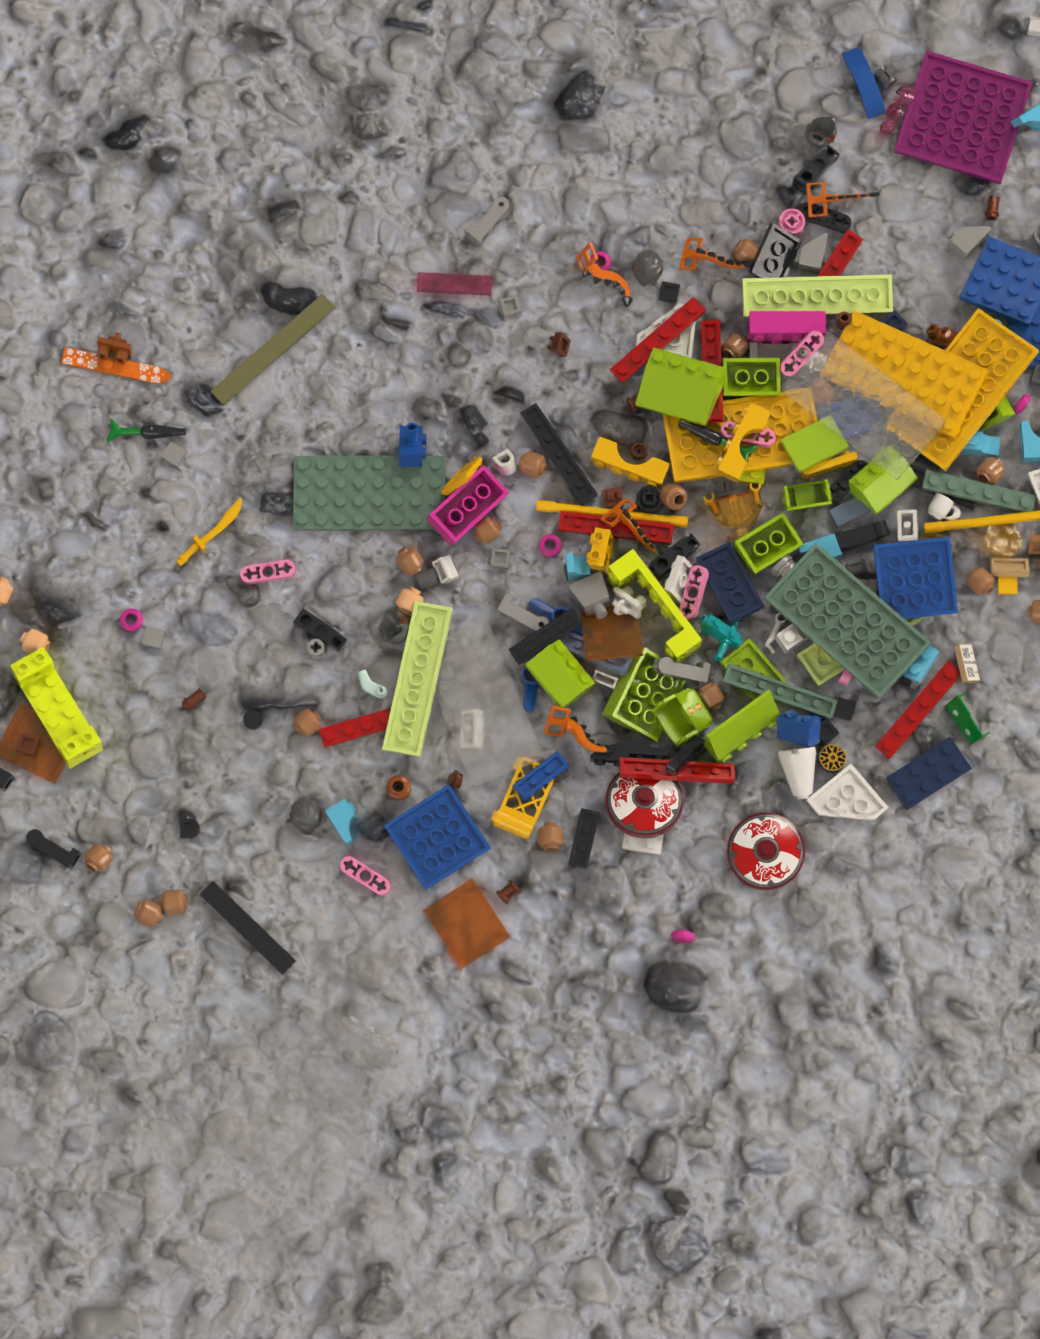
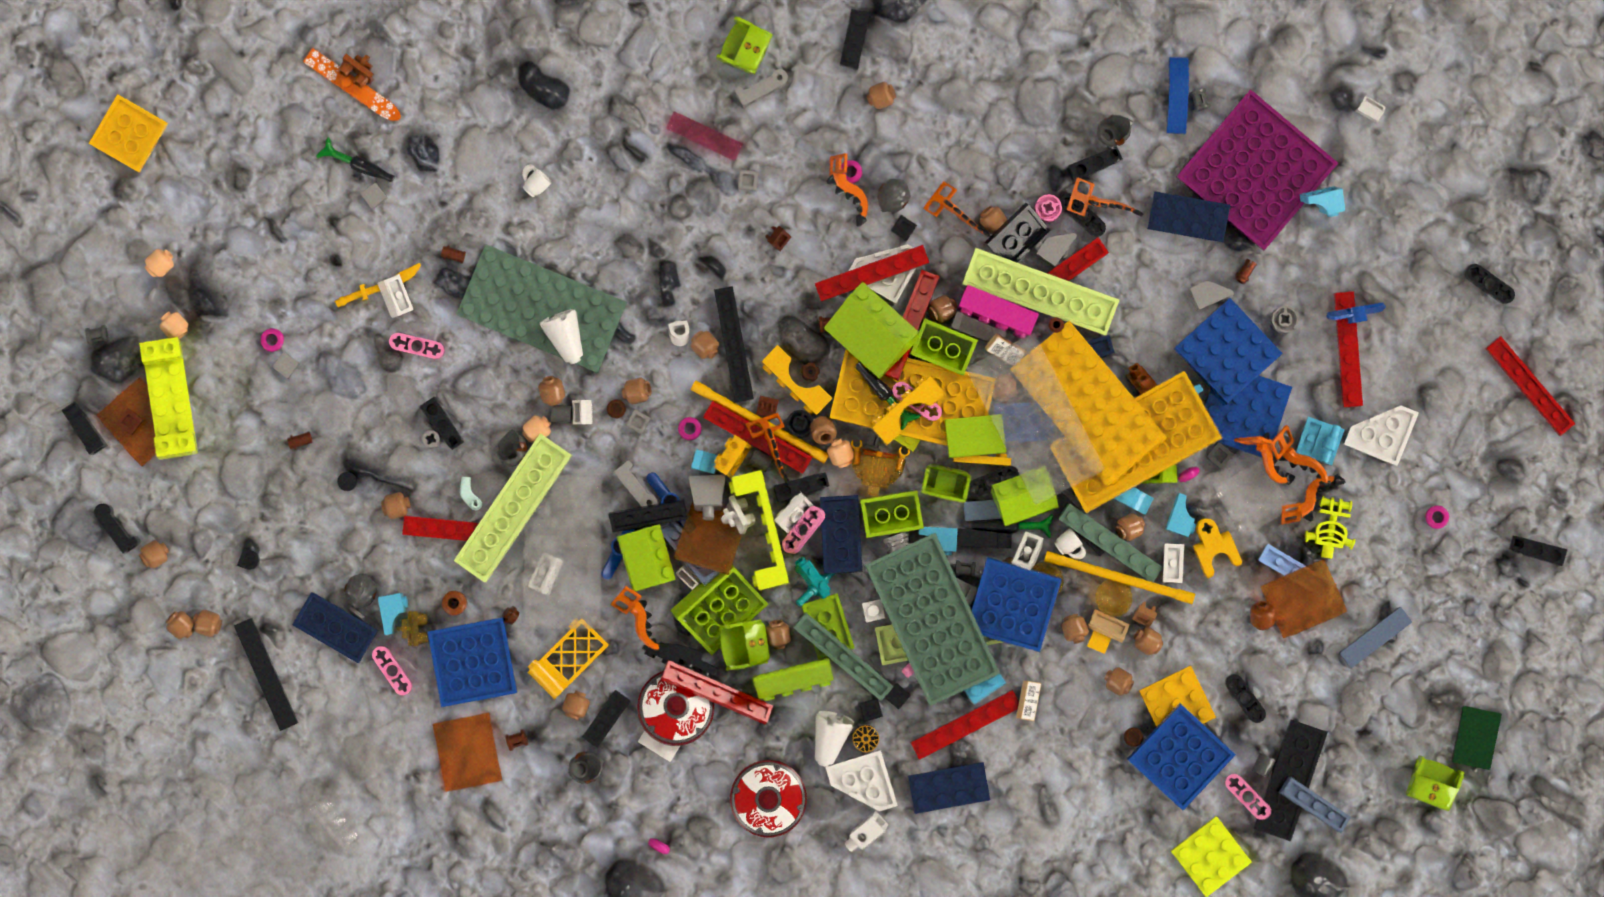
camera: 20 degrees right, 10 degrees up
(229, 535) = (395, 296): none -> white slope
(268, 476) = (453, 254): none -> copper pin
(272, 349) = (507, 131): olive tile -> none
(295, 857) = (335, 627): none -> dark blue plate
(318, 382) = (536, 182): none -> white piece
(367, 829) = (414, 637): none -> clear yellow hips
(401, 503) = (564, 335): none -> white cone
(411, 445) = (597, 281): blue brick -> none
(458, 190) = (745, 46): none -> lime piece
(462, 476) = (633, 331): yellow tile -> none
(467, 505) = (625, 361): dark pink brick -> none
(475, 554) = (616, 408): none -> reddish brown plate
(541, 776) = (590, 644): blue tile -> none
(554, 147) = (854, 39): none -> black plate
(583, 889) = (585, 767): none -> dark grey hair
(599, 184) = (881, 95): none -> medium nougat head
(668, 667) = (759, 600): light grey leg -> none
(685, 755) = (729, 682): black beam -> none
(697, 510) = (840, 453): none -> light nougat head
(773, 634) = (861, 599): white piece -> none
(799, 728) = (845, 700): blue brick -> none
(814, 345) = (997, 352): bright pink beam -> none
(871, 517) = (998, 526): none -> piece
(875, 835) = (872, 827): none -> white torso
(896, 110) = (1195, 137): clear pink piece -> none
(920, 180) = (1188, 216): none -> dark blue plate
(965, 720) = (1002, 752): green piece -> none

